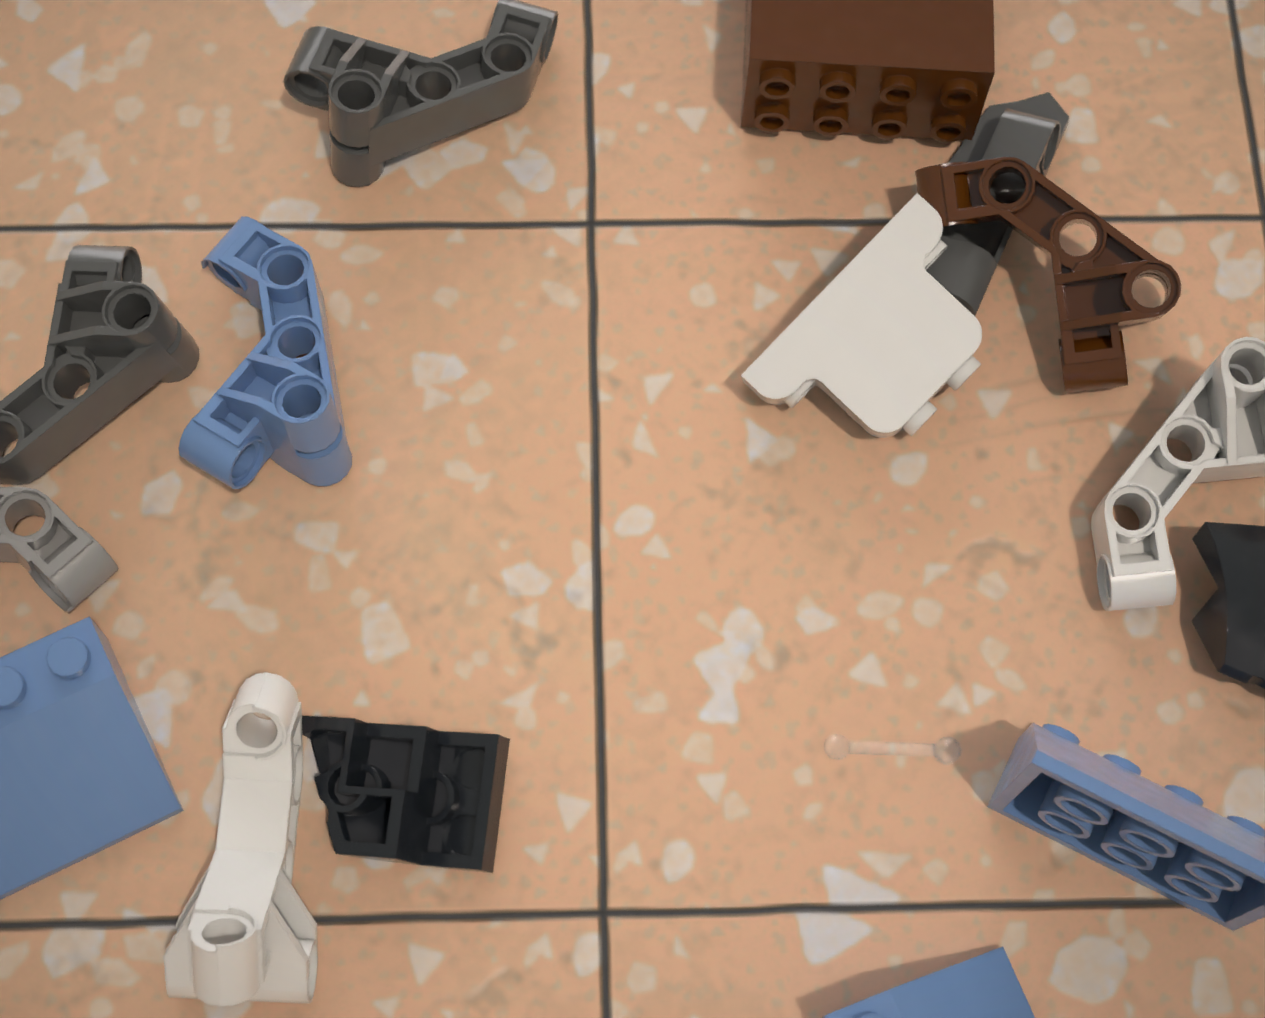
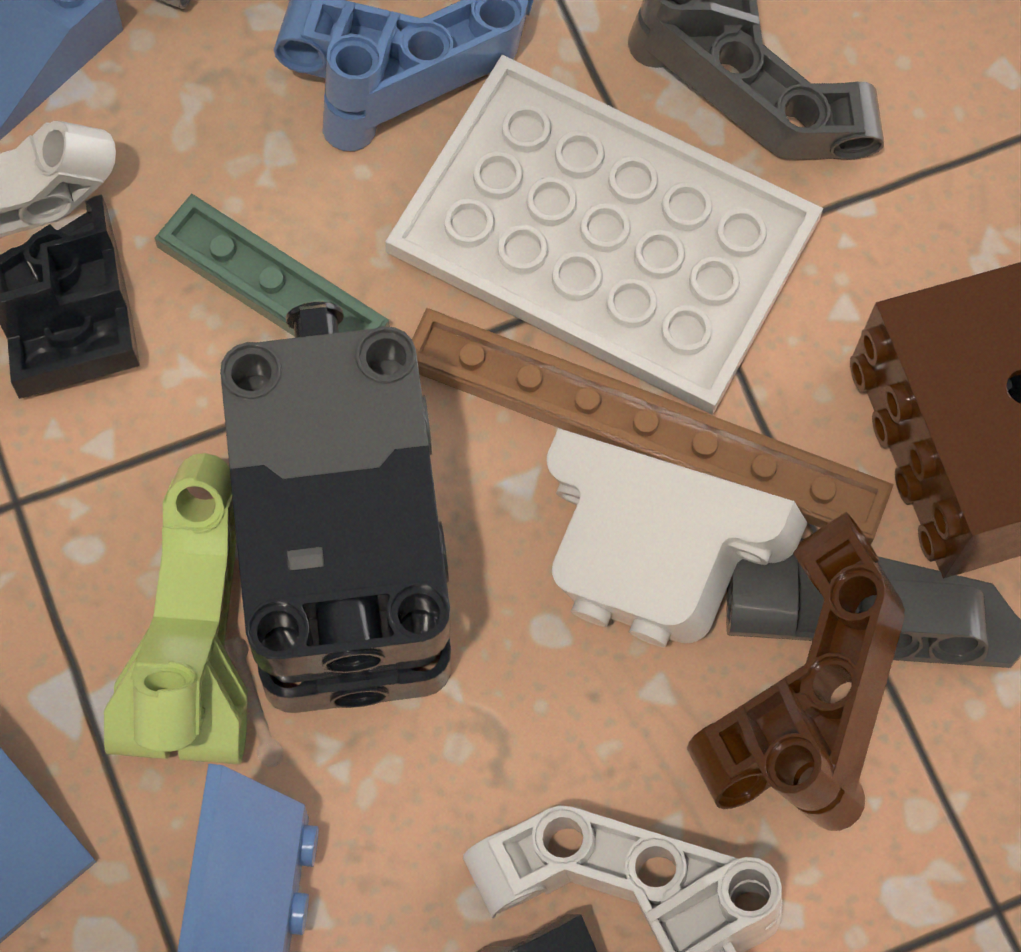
camera: 70 degrees right, 0 degrees up
(464, 588) = (253, 267): none -> sand green tile
(539, 276) = (605, 232): none -> white plate
(737, 321) = (641, 421): none -> medium nougat tile
(774, 583) = (336, 514): none -> black piece
(871, 800) = (179, 680): none -> yellowish green connector

